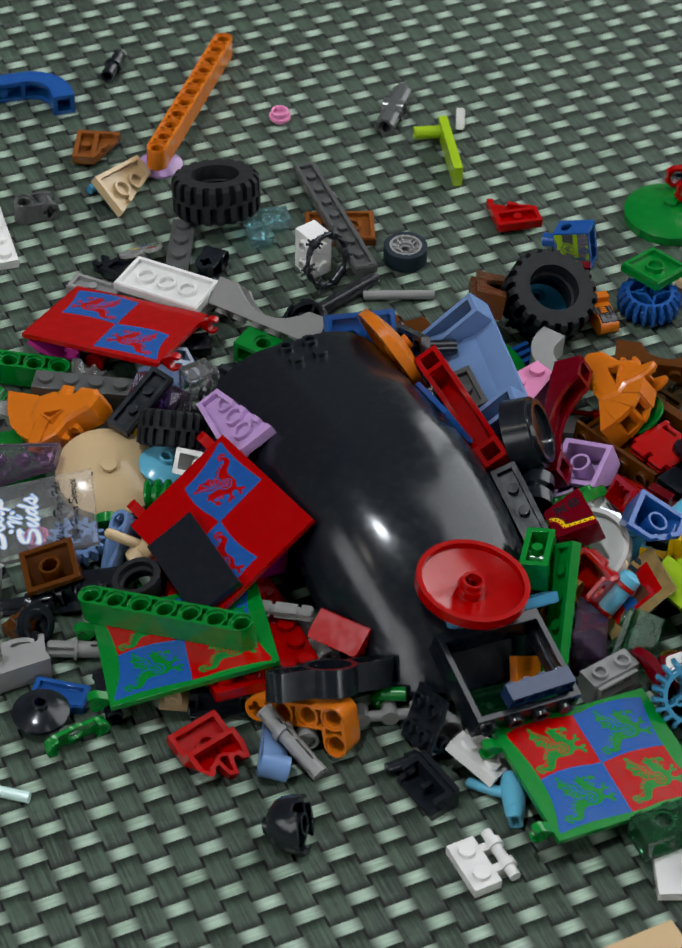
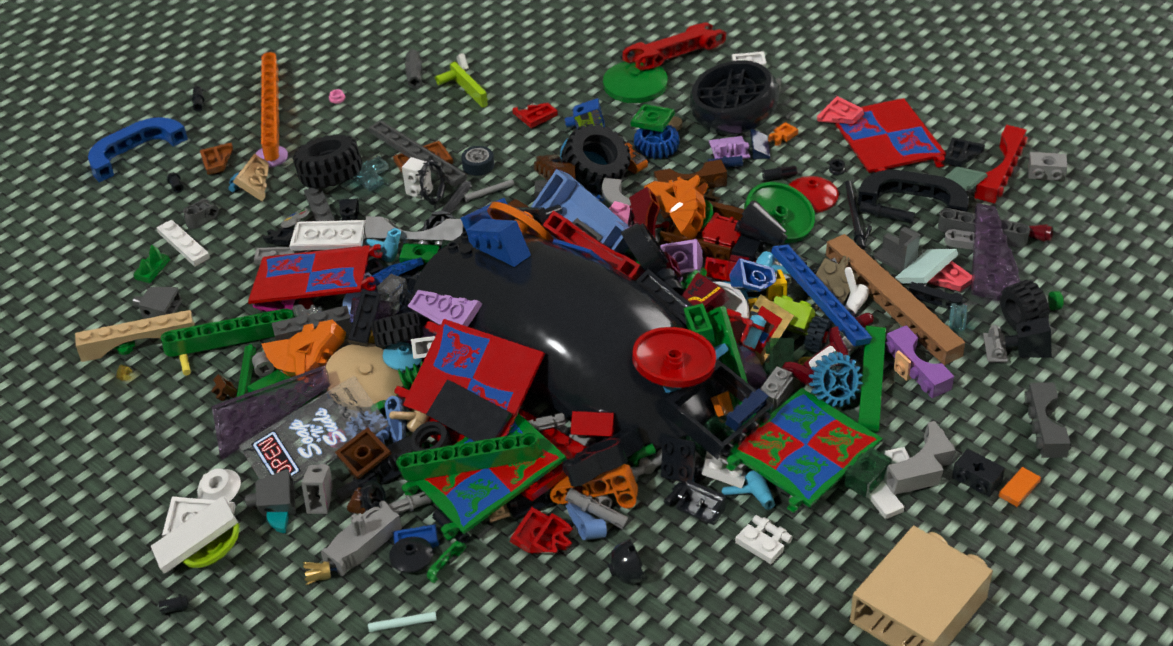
camera: 20 degrees left, 0 degrees up
(29, 157) = (174, 180): none -> black pin
(217, 356) = (396, 269): none -> blue wing
(232, 323) = (389, 246): none -> medium azure piece
(336, 359) = (499, 239): none -> blue wedge

